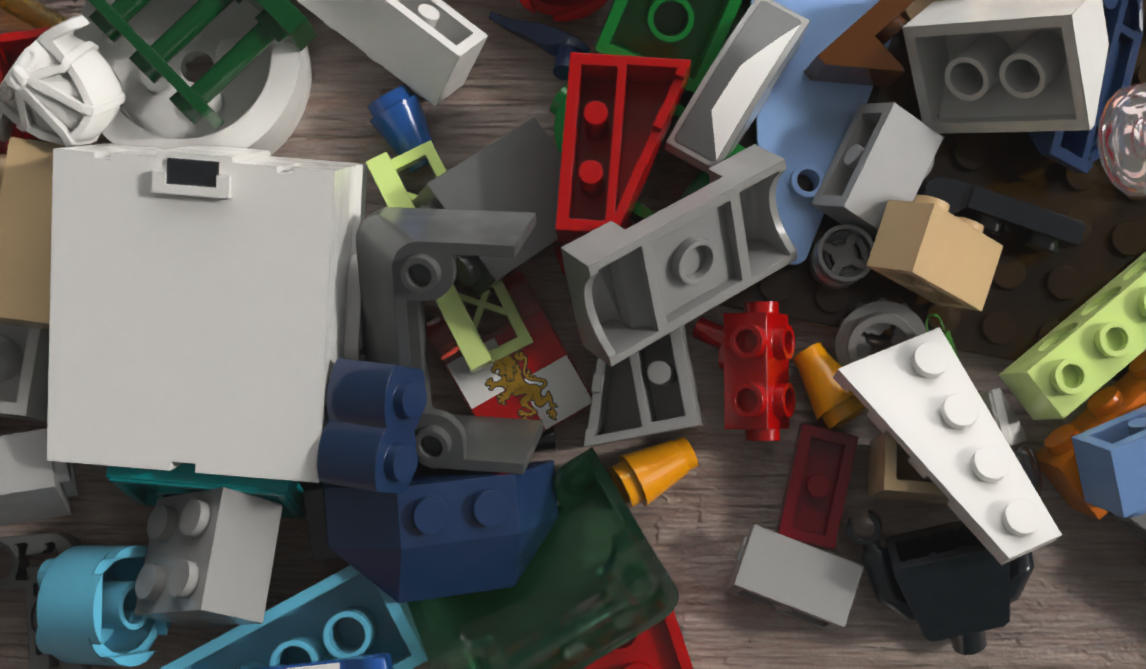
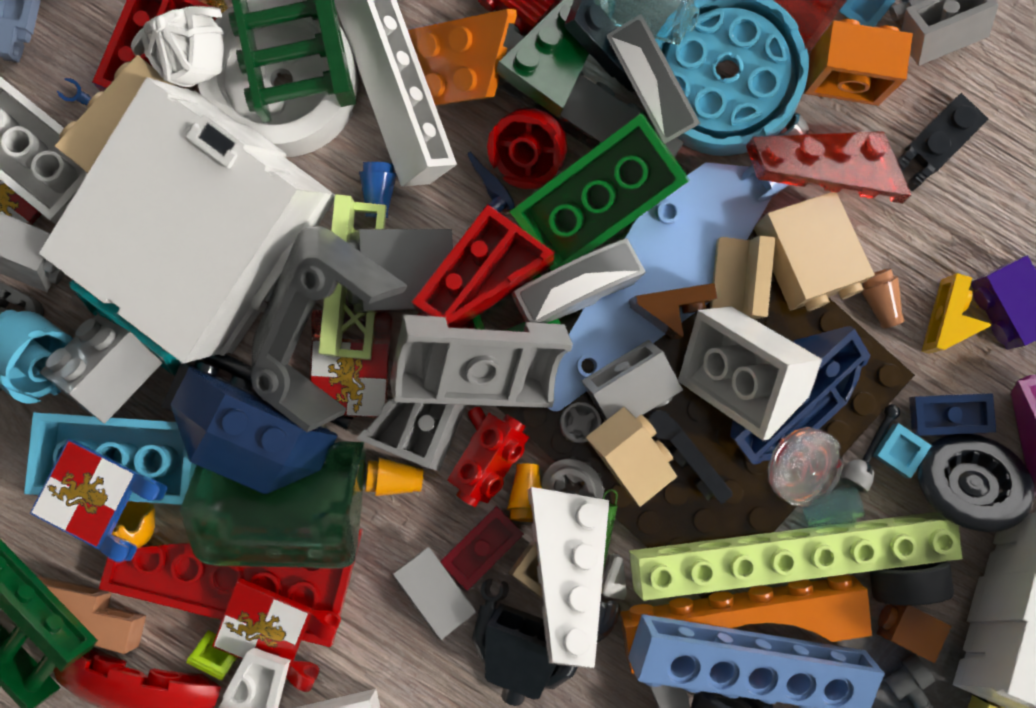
camera: 30 degrees right, 0 degrees up
(371, 426) = (232, 349): dark blue brick -> none

